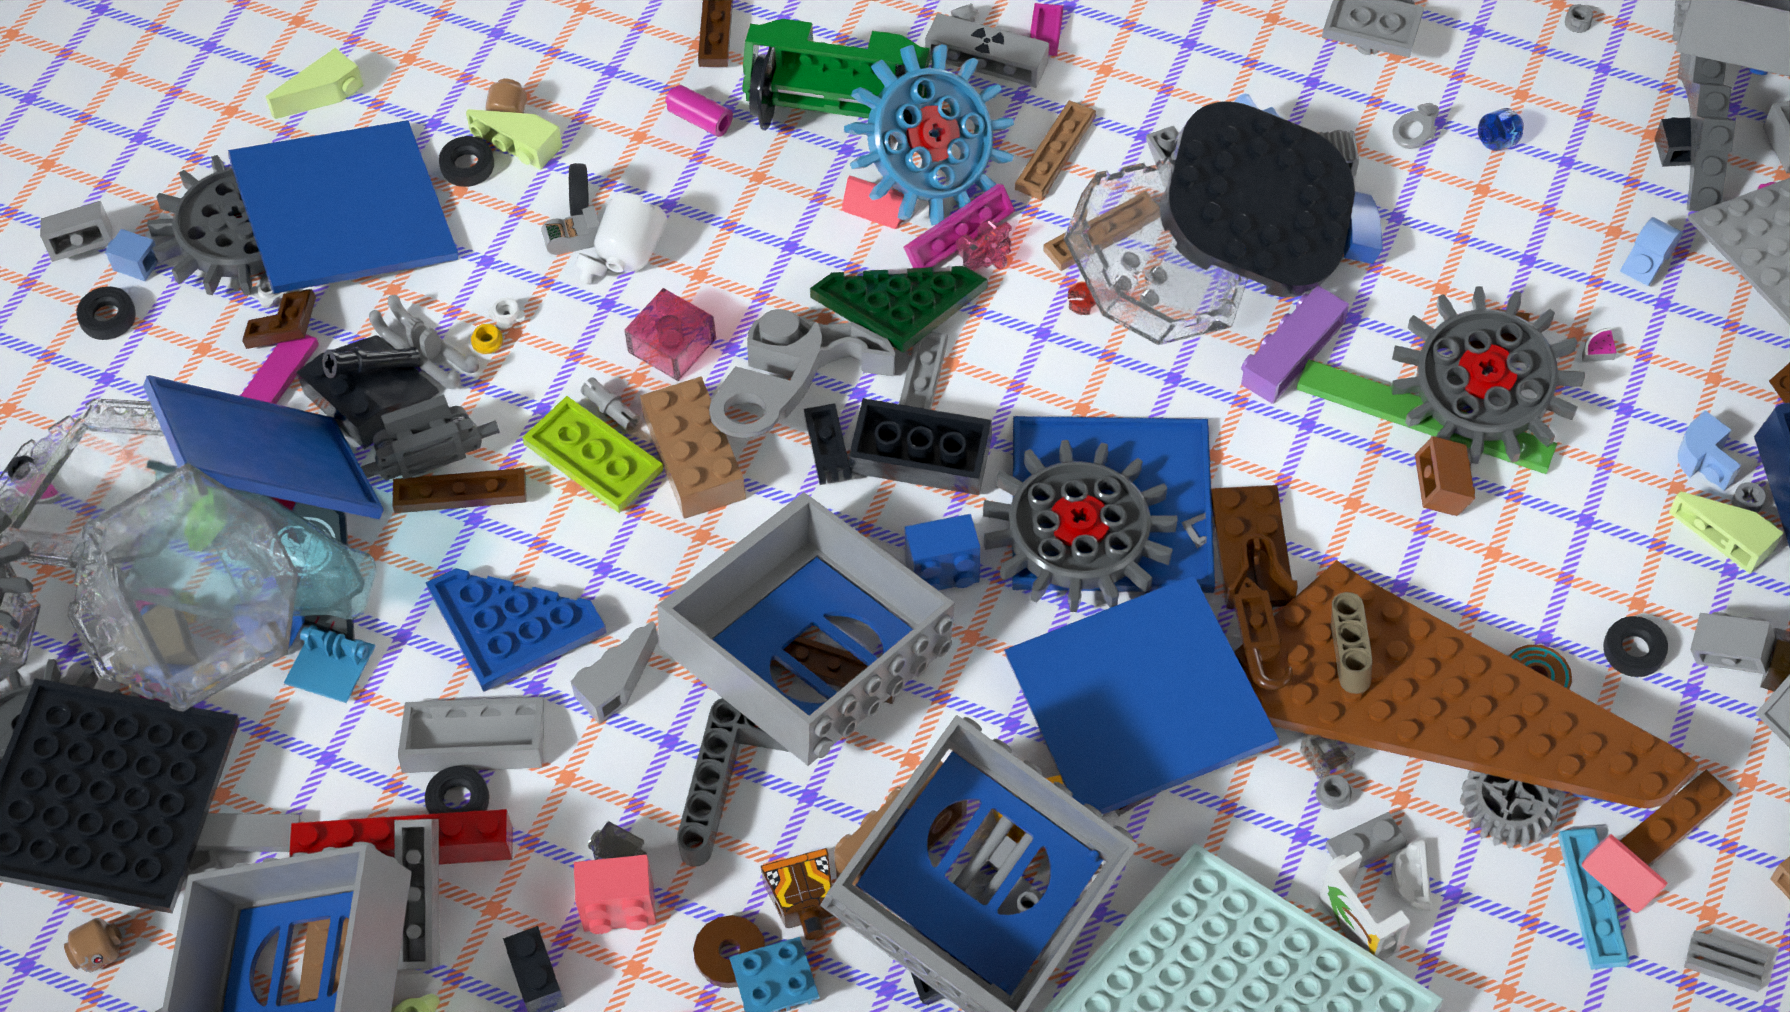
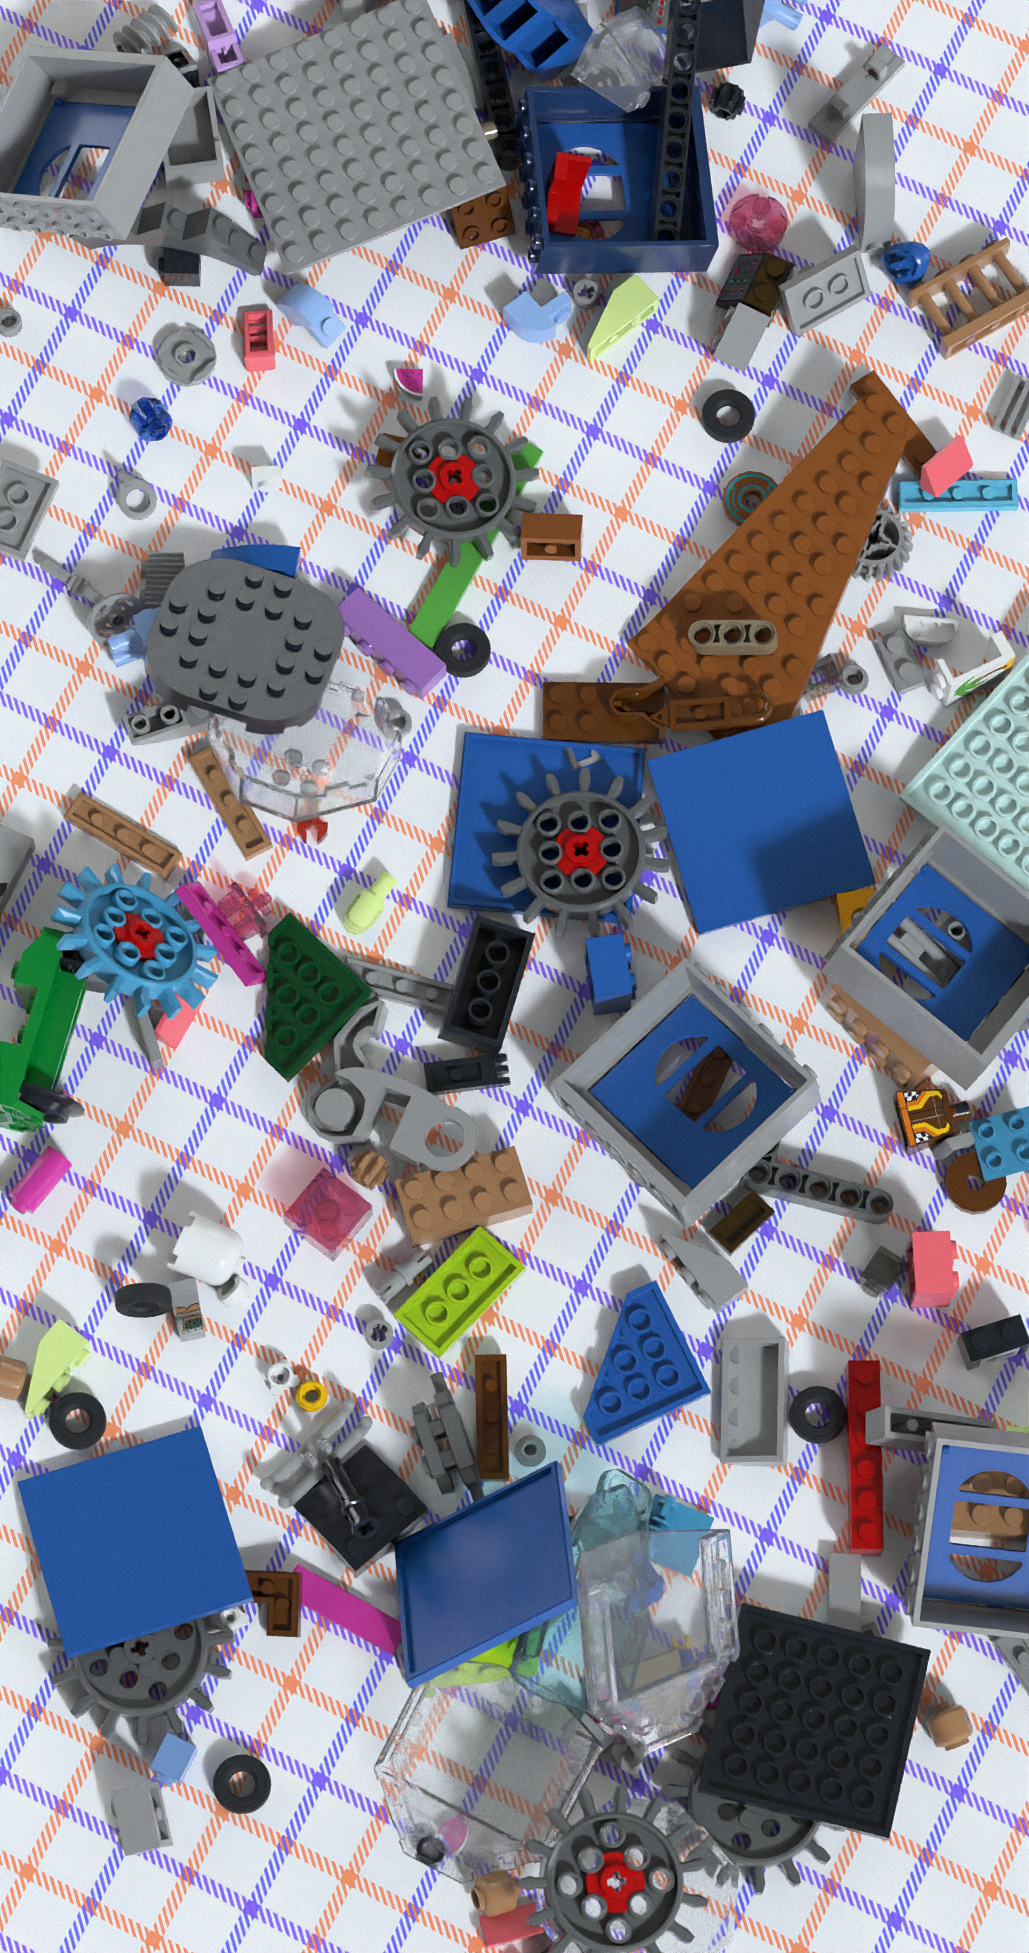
camera: 90 degrees left, 15 degrees up
(428, 534) = (523, 1458): none -> light grey plate
(553, 383) = (369, 1333): none -> light grey bush
(674, 711) = (741, 1223): none -> dark brown tile
(717, 363) = (369, 1169): none -> medium nougat gear
(770, 919) = (951, 1144): none -> light grey tile
(833, 184) = (150, 1041): none -> light grey tile
(1004, 346) = (368, 905): none -> yellowish green arm
(1208, 370) = (400, 713): none -> light grey axle
(1293, 107) = (110, 608): none -> light grey dish
(1301, 430) = (467, 632): none -> black tyre
(1458, 228) = (267, 478): none -> white plate
(1575, 172) = (187, 373): none -> light grey tile
(1596, 221) = (259, 357): none -> coral slope

